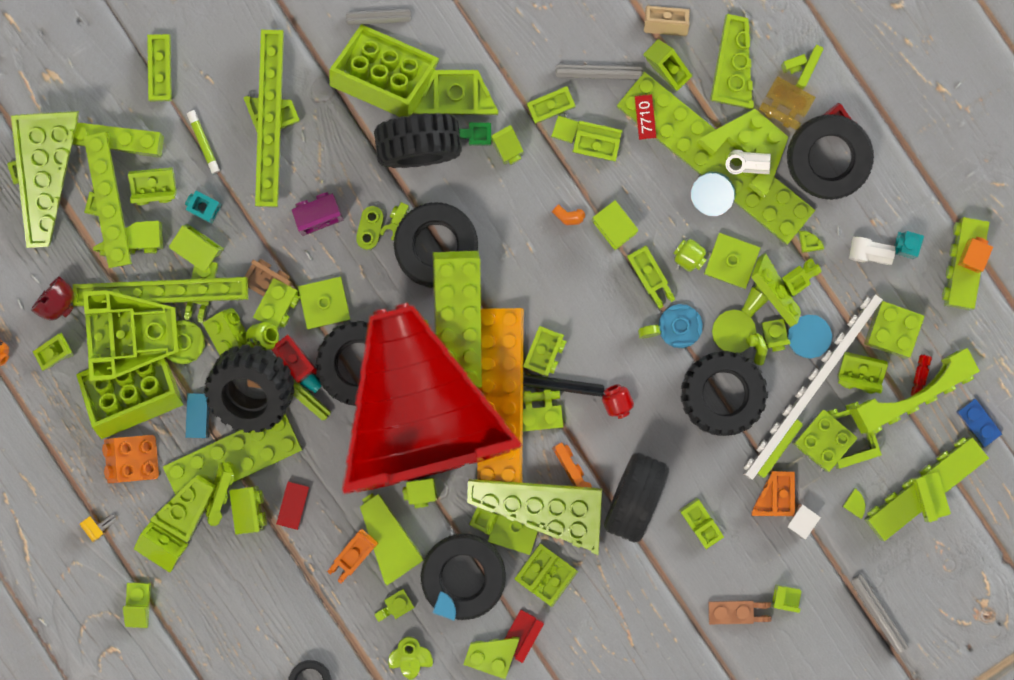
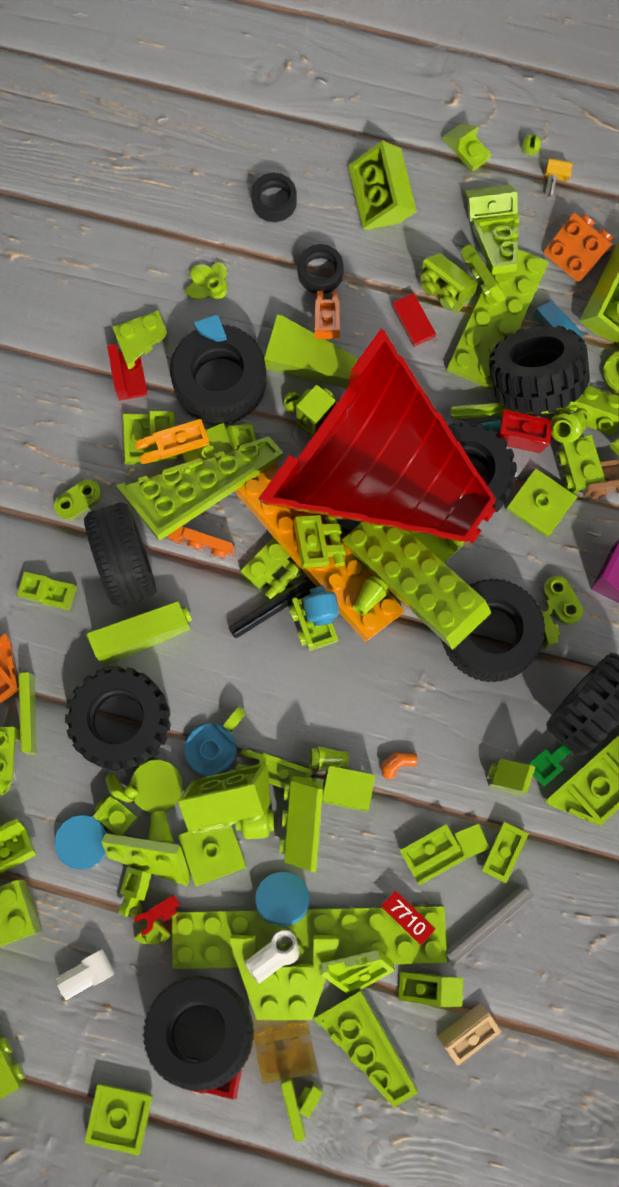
camera: 145 degrees right, 10 degrees down
(95, 569) = (526, 145): none -> lime hinge
(227, 623) = (382, 186): none -> lime slope
(307, 598) = (325, 252): none -> black tyre
(397, 605) = (256, 312): lime plate -> none
(428, 511) = (291, 406): none -> lime hinge
(495, 334) = (370, 594): none -> lime cone
(506, 394) = (312, 543): none -> lime plate
(532, 552) = (173, 441): none -> light orange hinge
(533, 354) = (321, 606): none -> dark azure head
(611, 256) = (322, 758): none -> lime cone
(617, 401) = (210, 632): red head -> none
(630, 571) = (78, 501): none -> lime plate
(661, 227) = (302, 822): none -> lime slope
(663, 438) = (139, 633): none -> lime slope
(696, 283) = (226, 798): none -> lime slope
(704, 111) = (357, 971): none -> lime wing
(791, 249) = (163, 910): none -> red plate
(806, 393) = (42, 808): white plate -> none
(908, 244) = (54, 1013): teal brick -> none
(917, 150) = (118, 1119): none -> lime plate

